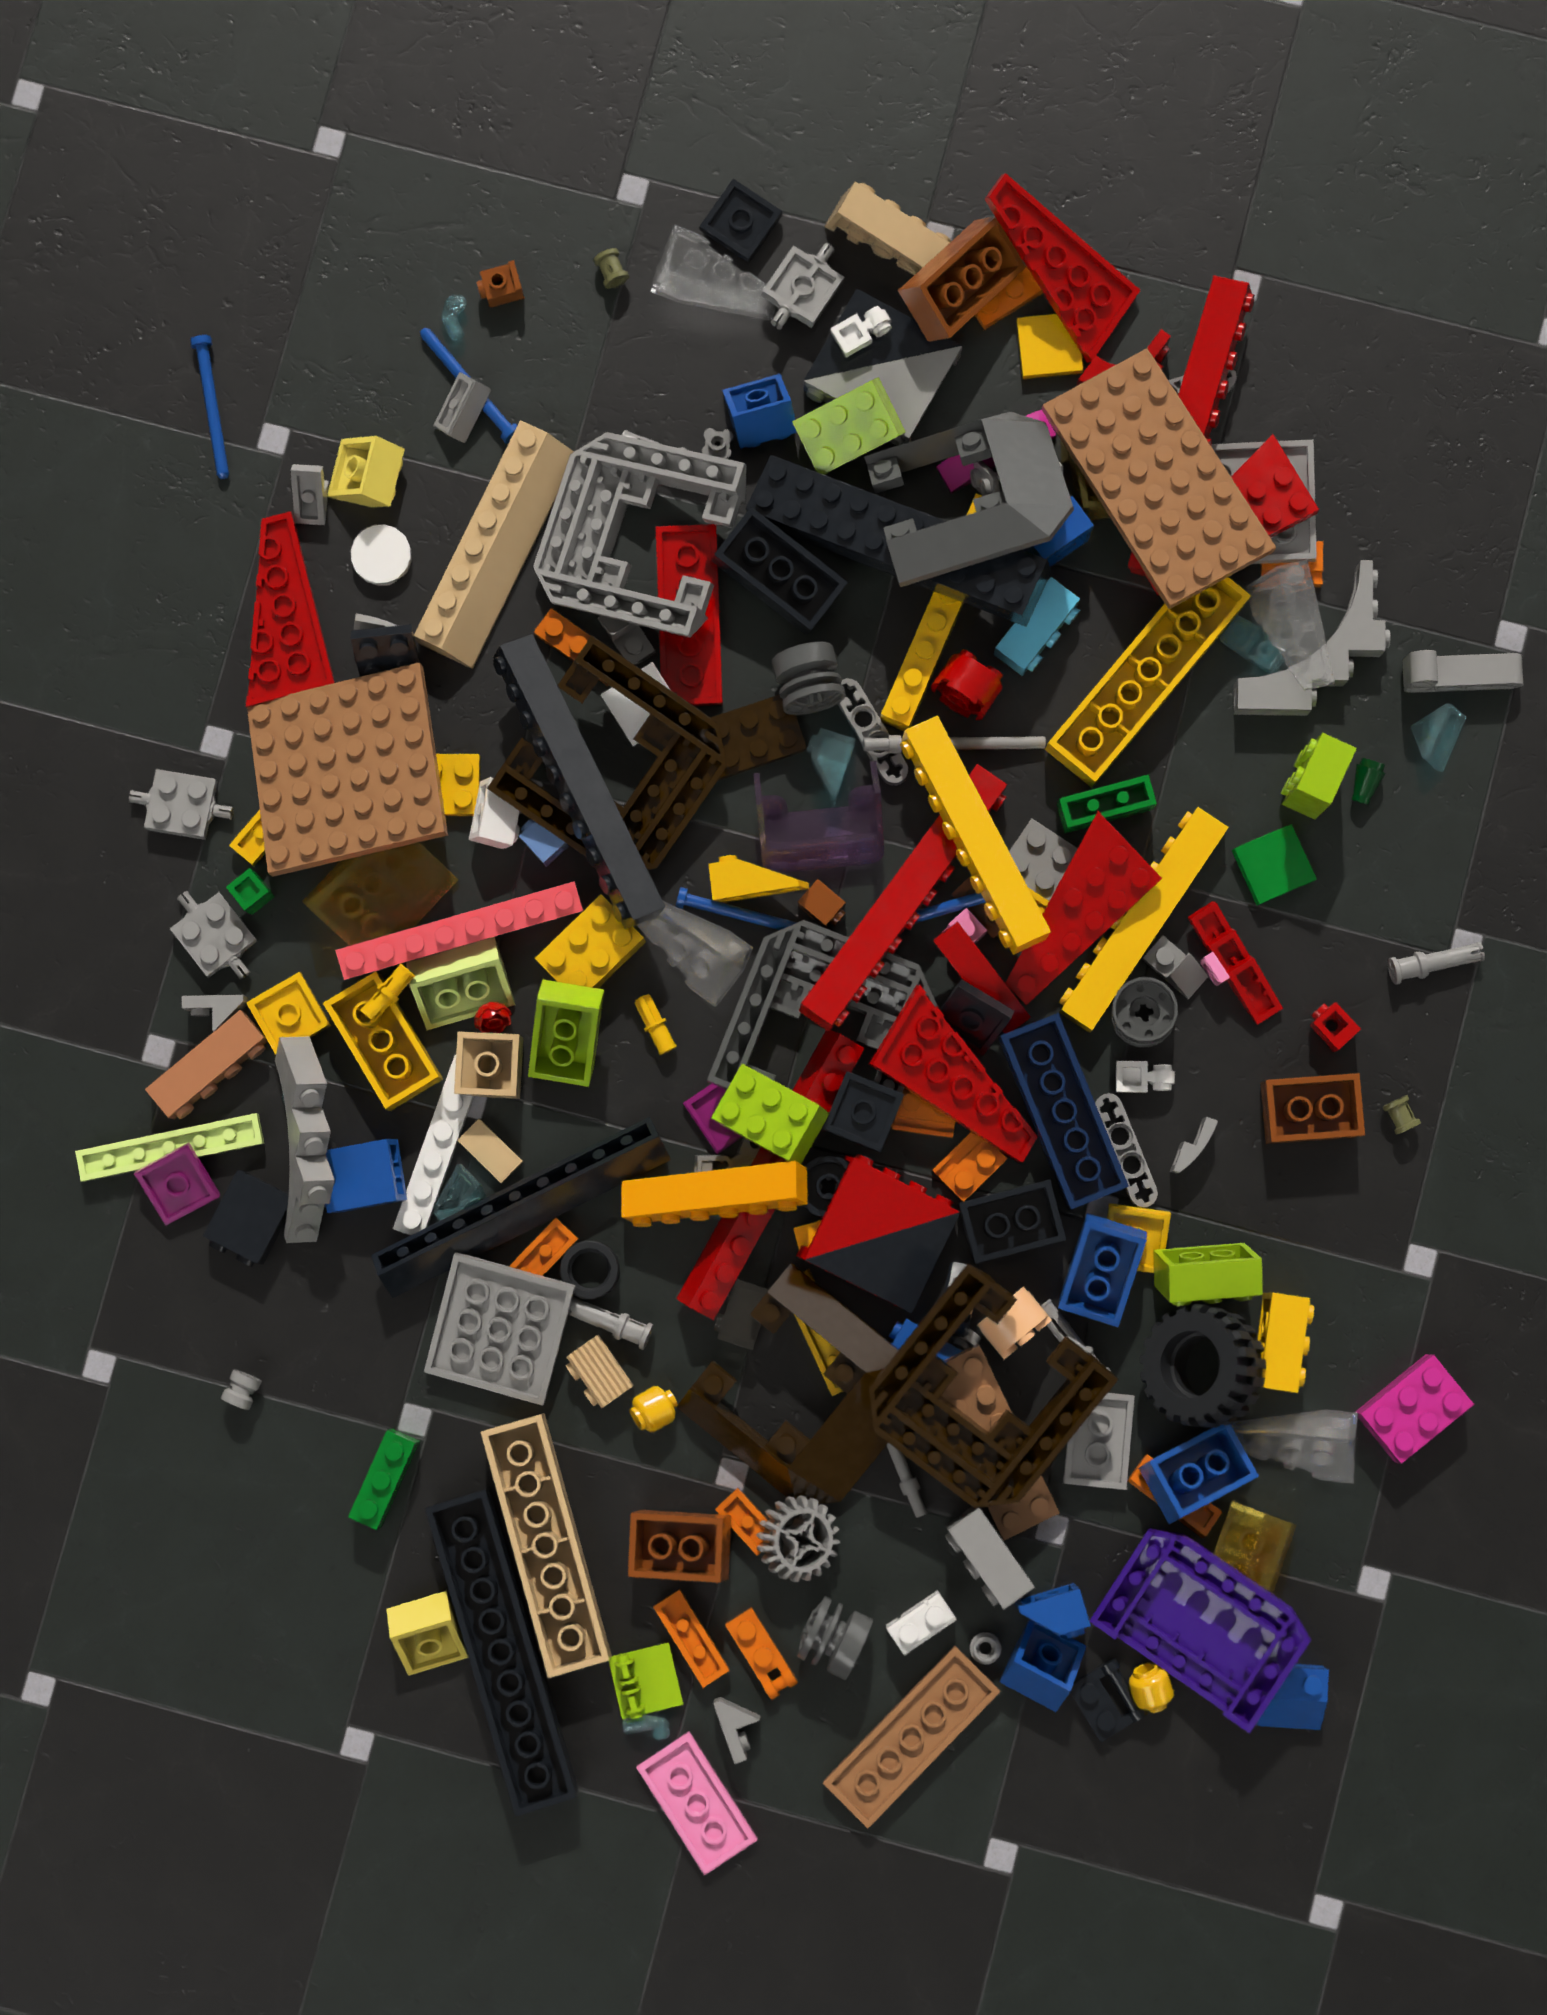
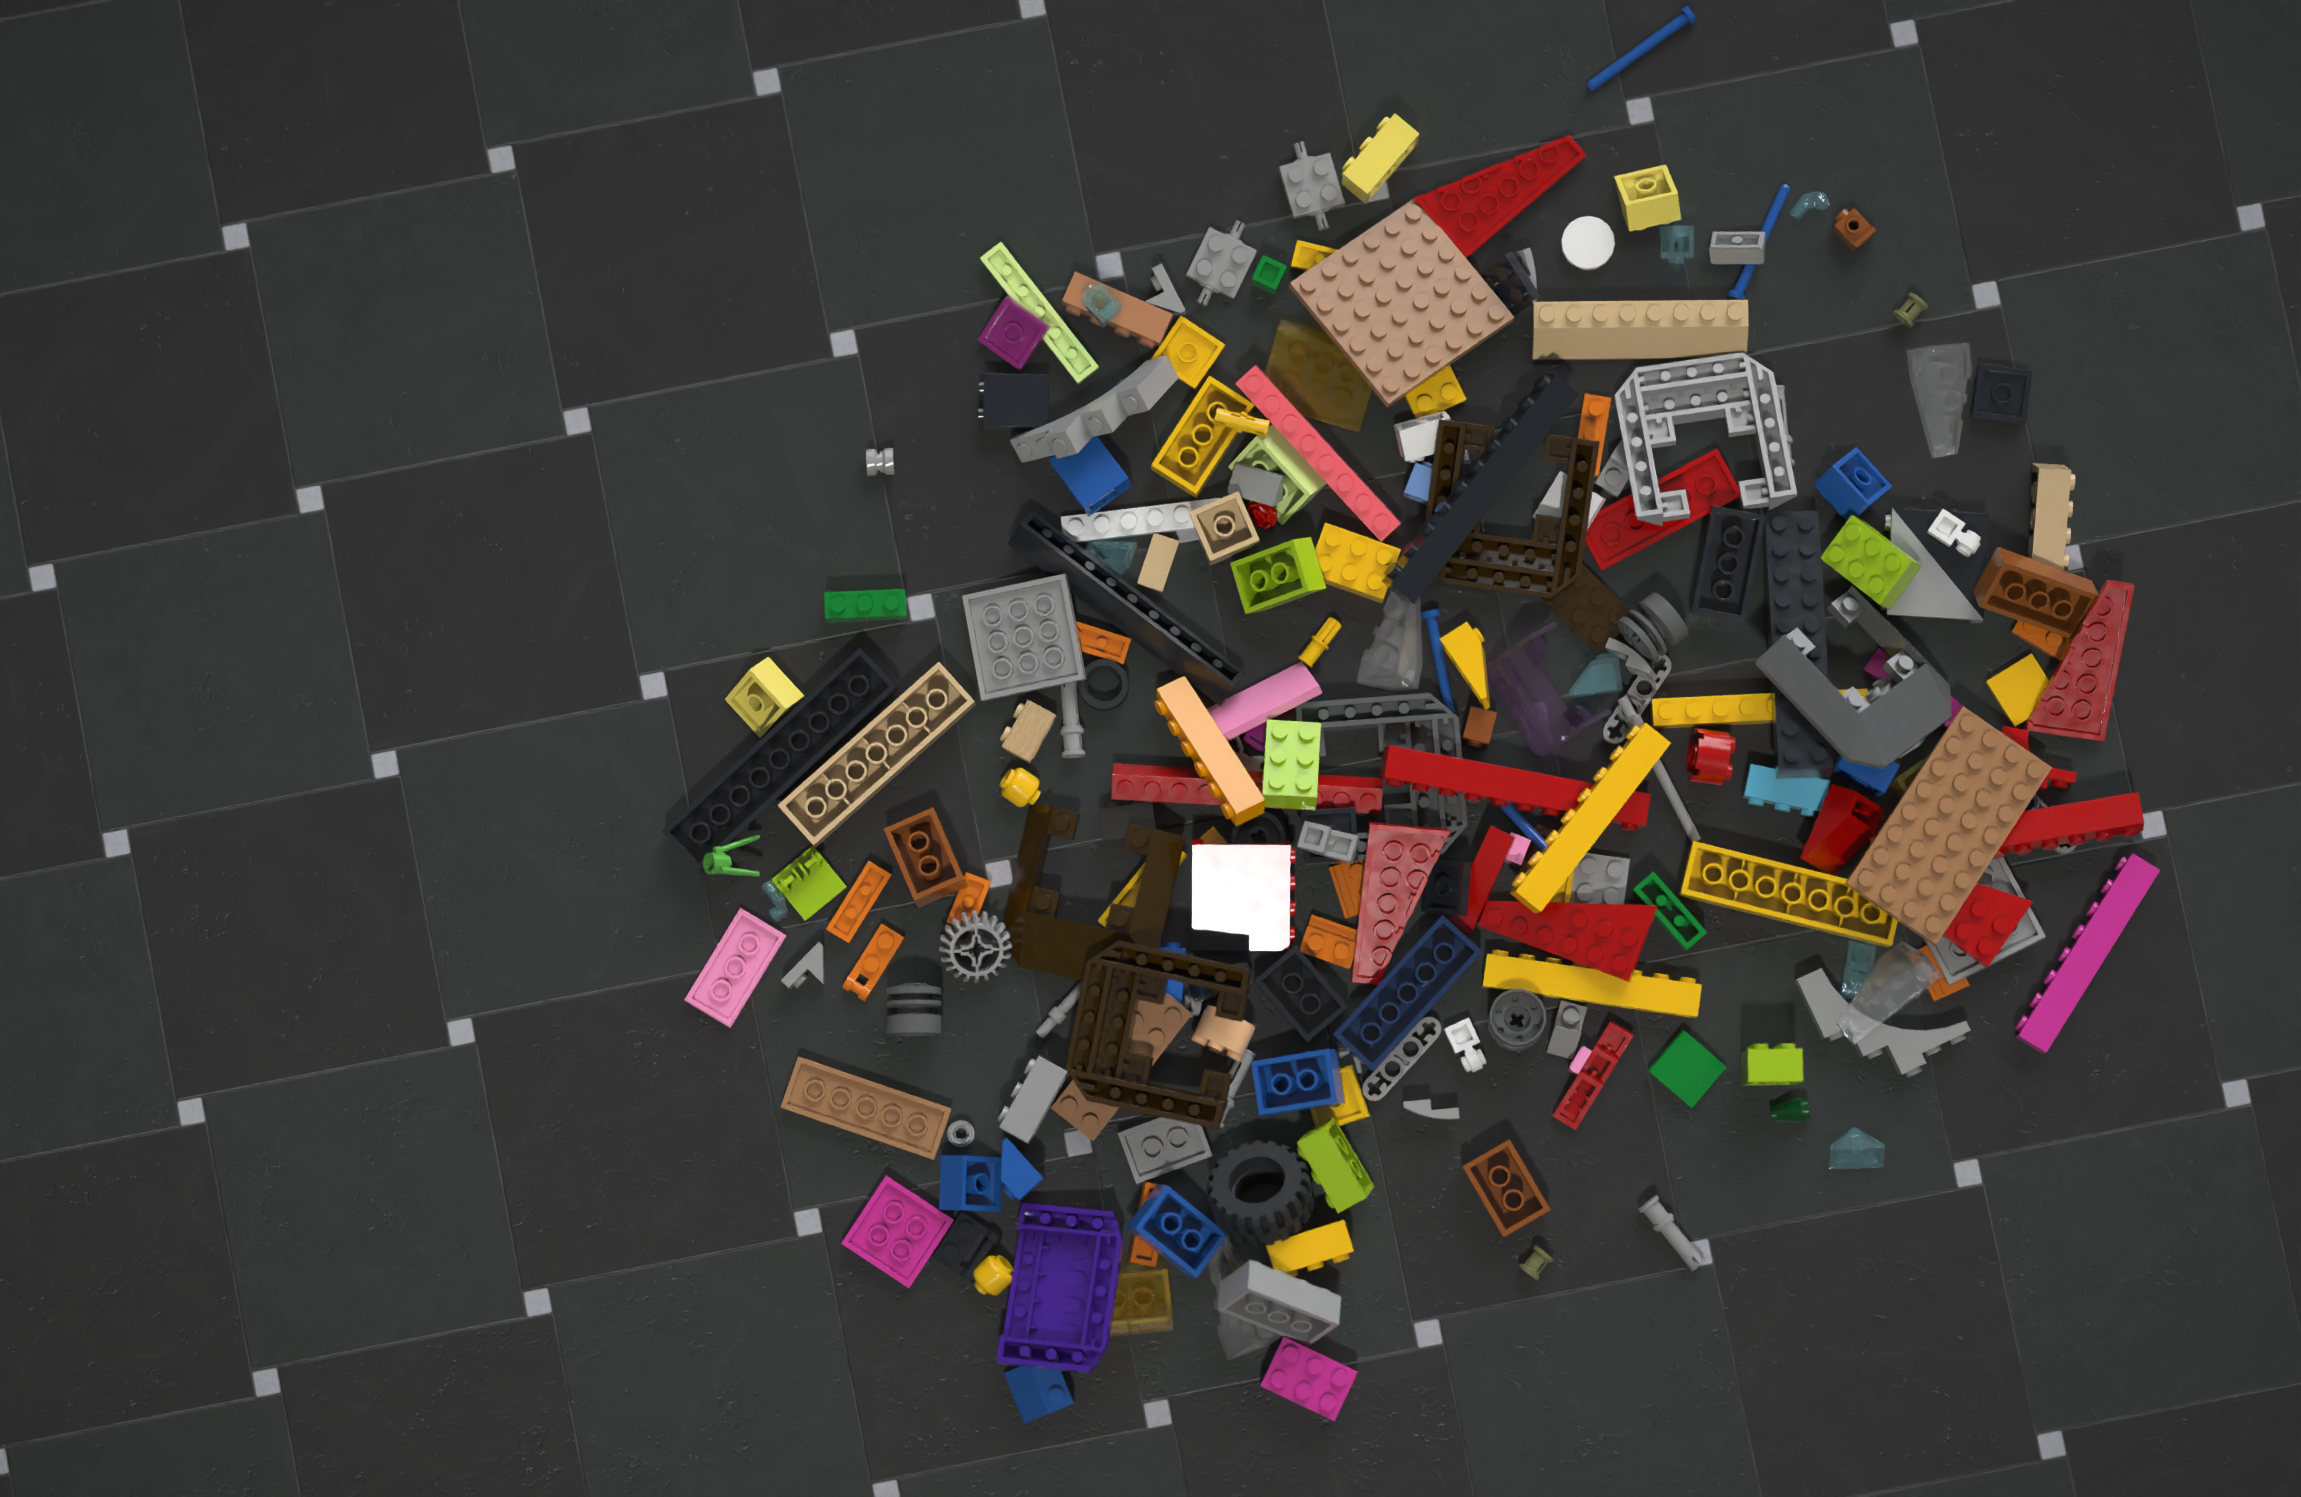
camera: 60 degrees right, 0 degrees up
(179, 1073) = (1111, 308): none -> clear light blue brick
(186, 719) = (1379, 157): none -> light yellow brick
(309, 494) = (1607, 163): light grey slope -> none
(426, 465) = (1684, 242): none -> clear light blue brick
(460, 1009) = (1256, 484): none -> light grey slope
(581, 1769) = (721, 863): none -> bright green plant
(688, 1110) = (1265, 700): none -> bright pink tile
(713, 436) = (1816, 468): light grey plate -> none
(802, 286) = (1971, 469): light grey plate -> none
(835, 712) = (1634, 663): none -> light grey slope
(870, 1116) = (1328, 842): none -> light grey slope
(920, 1622) = (956, 1073): white brick -> none
(1057, 1766) = (897, 1232): none -> dark pink plate
(1105, 588) = (1841, 829): none -> red slope
(1327, 1402) = (1279, 1302): none -> light grey brick
(1345, 1026) = (1580, 1187): red brick -> none
(1346, 409) = (2087, 952): none -> dark pink brick
(1432, 673) = (1916, 1146): light grey beam -> none

